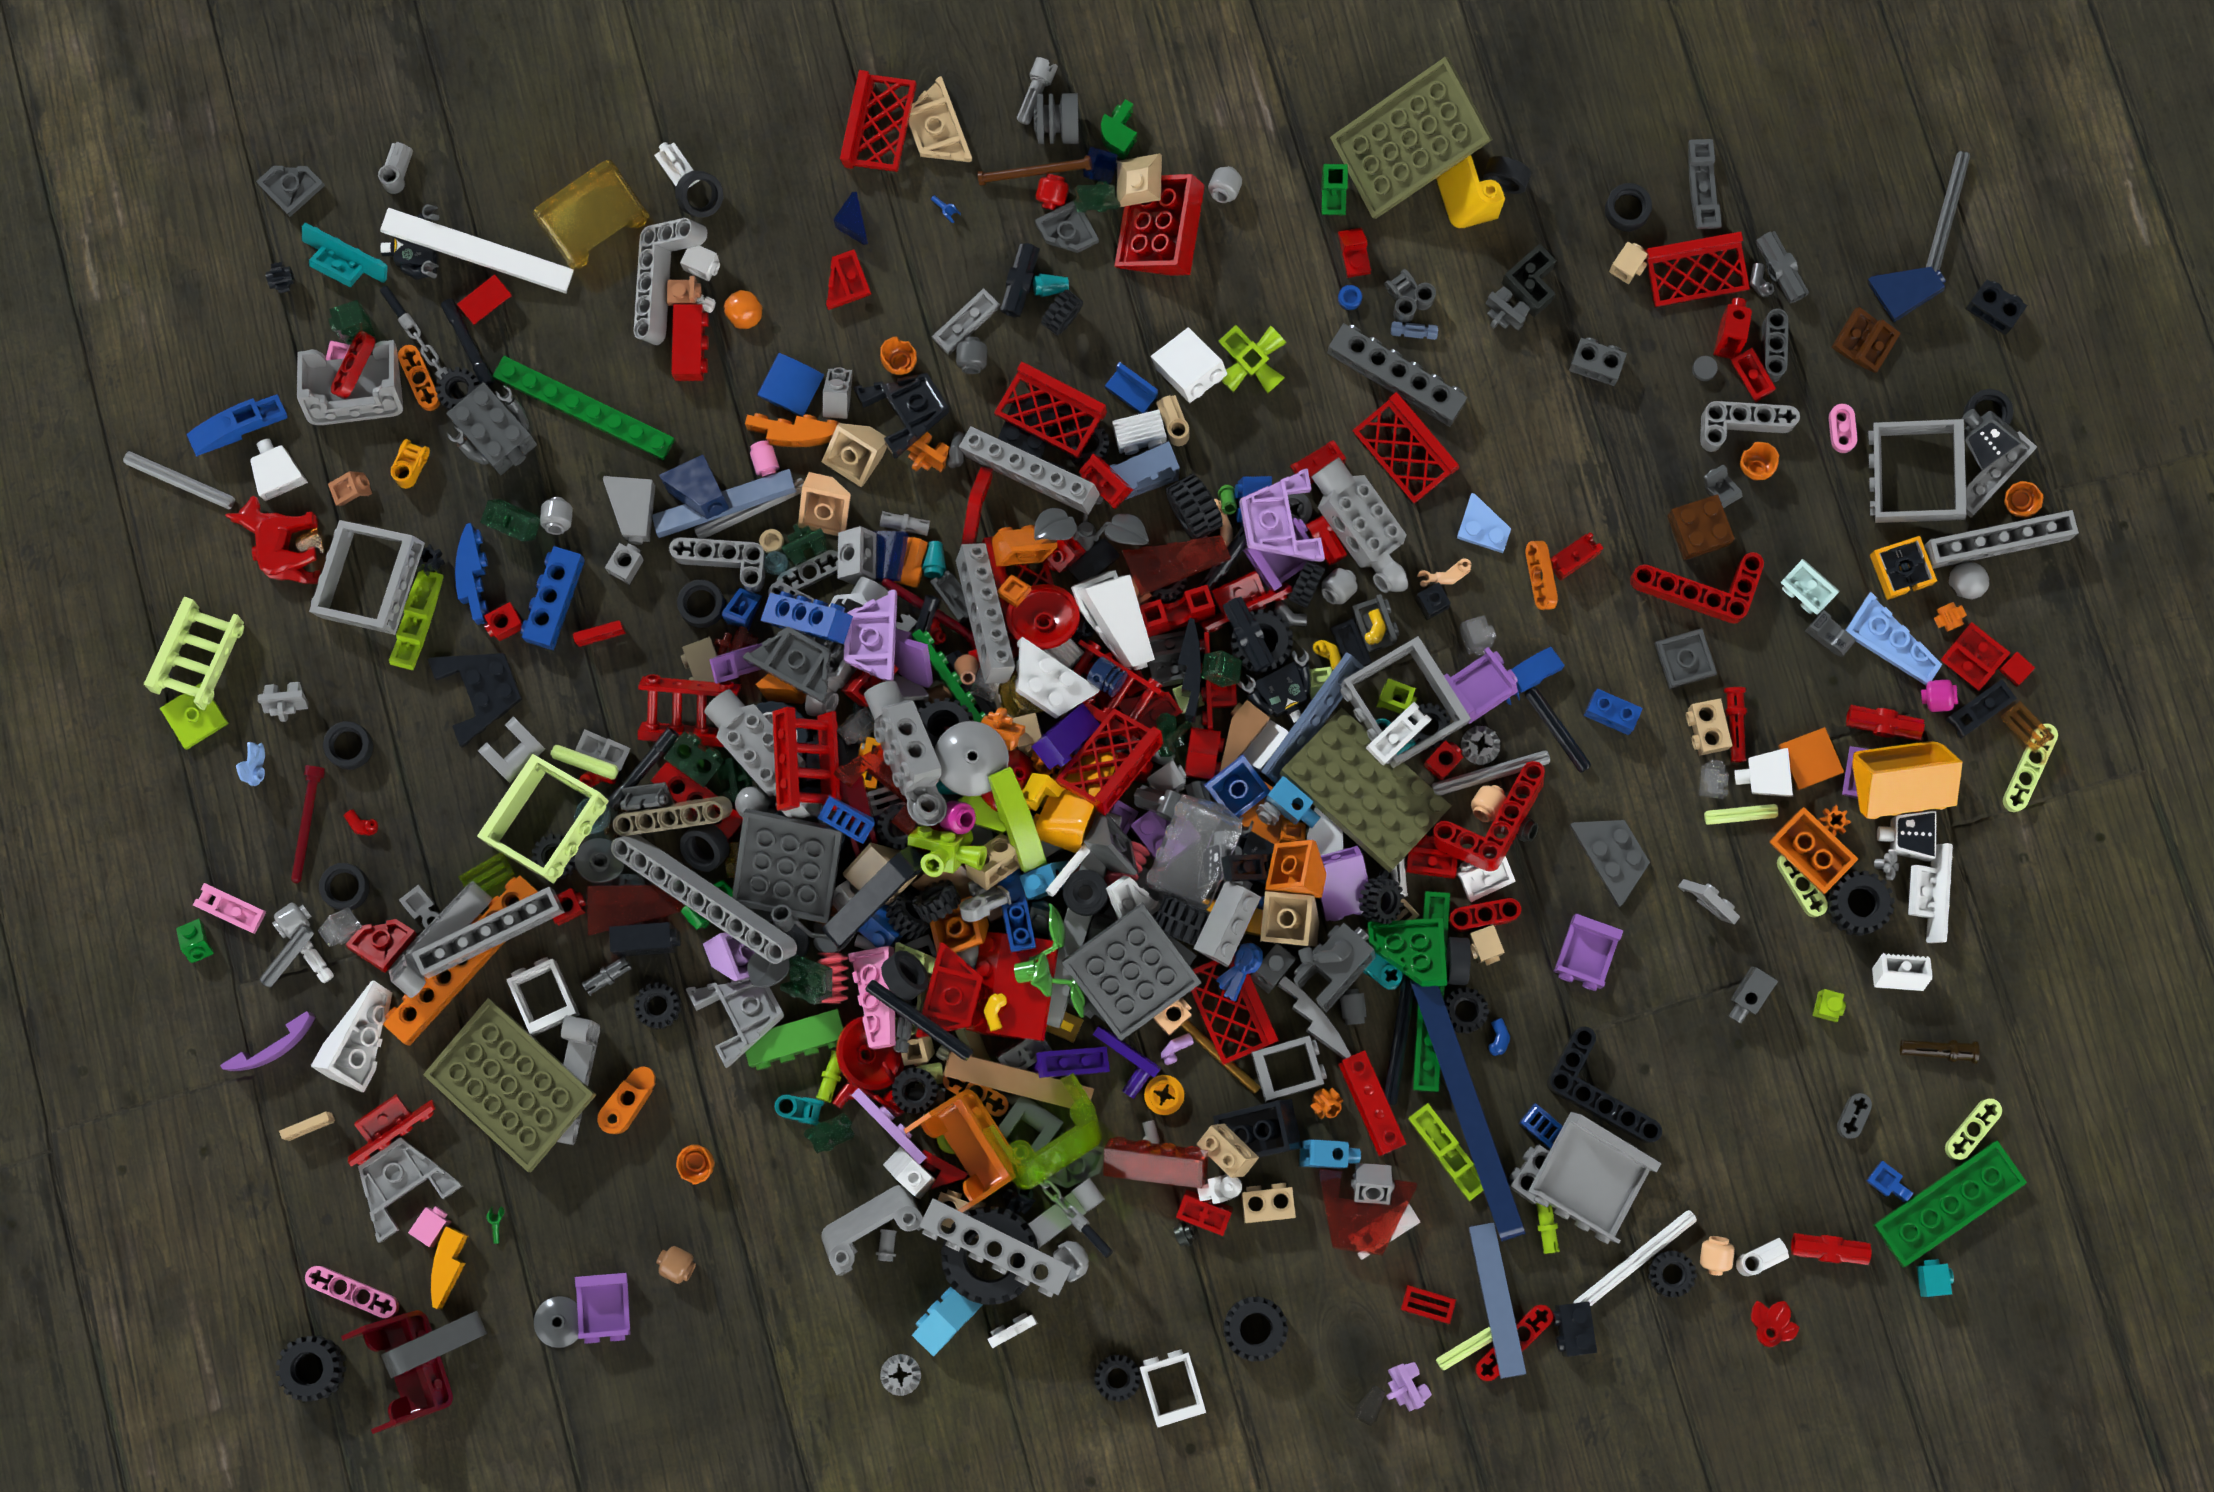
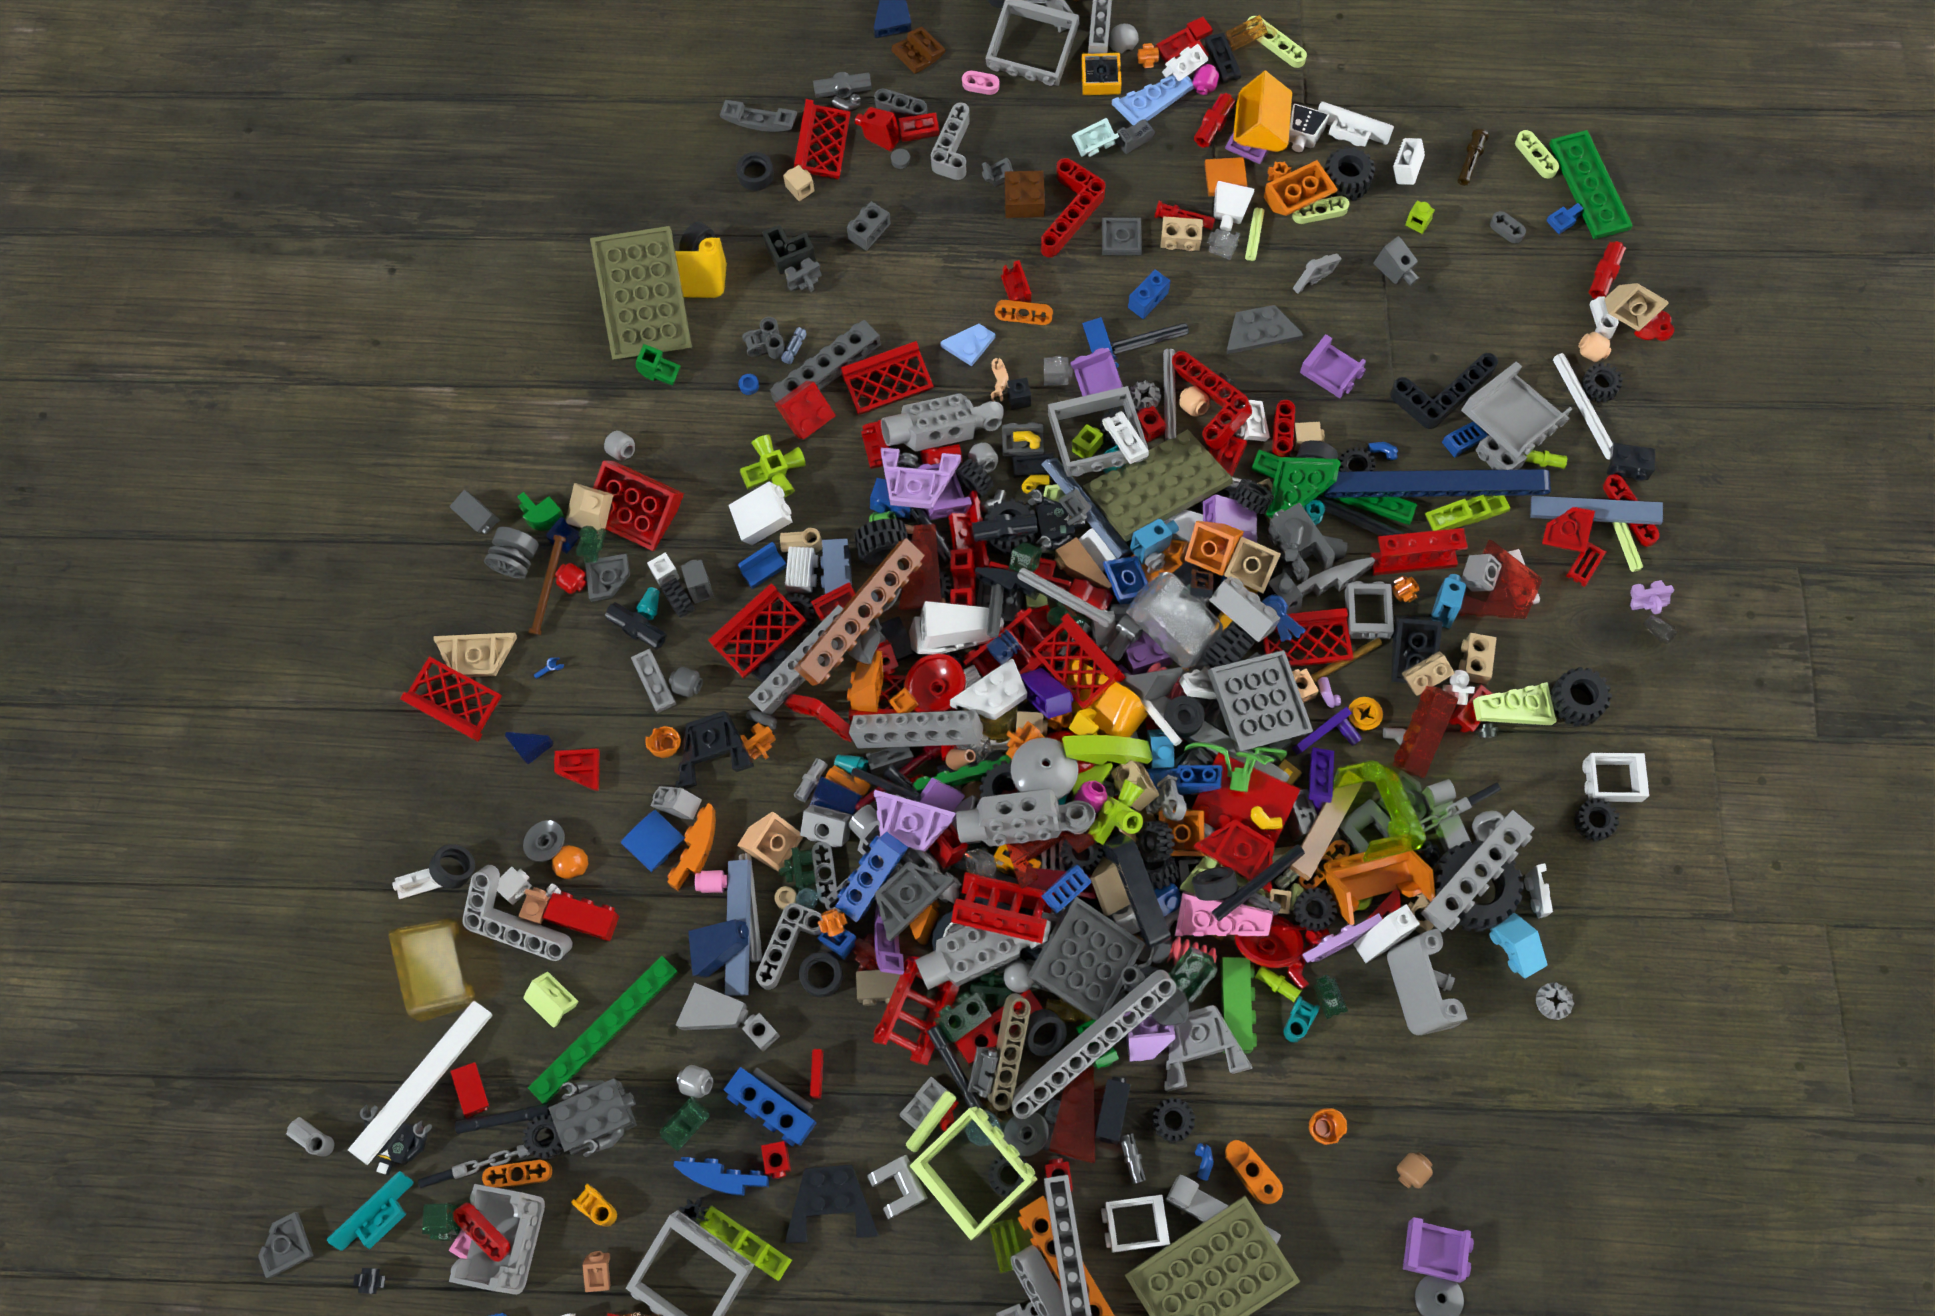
camera: 70 degrees left, 10 degrees down
(575, 605) = (782, 1090): none -> dark grey bar
(598, 343) = (549, 998): none -> yellowish green panel
(635, 1047) = (1207, 1161): none -> blue arm
(752, 595) = (832, 922): none -> orange gear
(754, 267) = (538, 836): none -> dark grey dish
(855, 451) = (733, 802): tan slope -> none
(912, 601) = (885, 785): none -> black bar
(1041, 76) = (468, 558): light grey piece -> none
(1087, 326) = (697, 581): none -> dark grey brick
(1090, 285) = (663, 569): none -> white brick
(1096, 61) = (474, 512): none -> dark grey hinge
(1102, 504) = (808, 666): none -> brick
(1146, 654) = (995, 611): none -> dark grey axle
(1182, 724) = (1065, 597): none -> light grey axle
(1222, 1264) = (1522, 706): none -> yellowish green wing
(1303, 504) = (907, 460): none -> dark grey bush
(1304, 705) = (1075, 505): none -> dark grey bracket
(1329, 370) = (805, 409): none -> red brick
(1354, 252) = (713, 370): red slope -> none
(1459, 1274) = (1570, 530): none -> red plate
(1760, 461) = (987, 140): orange hair -> none
(1779, 1286) = (1634, 305): none -> tan slope
(1888, 864) = (1322, 149): light grey plant -> none
(1935, 1278) = (1645, 209): teal brick -> none
(1948, 665) = (1186, 63): none -> white bracket

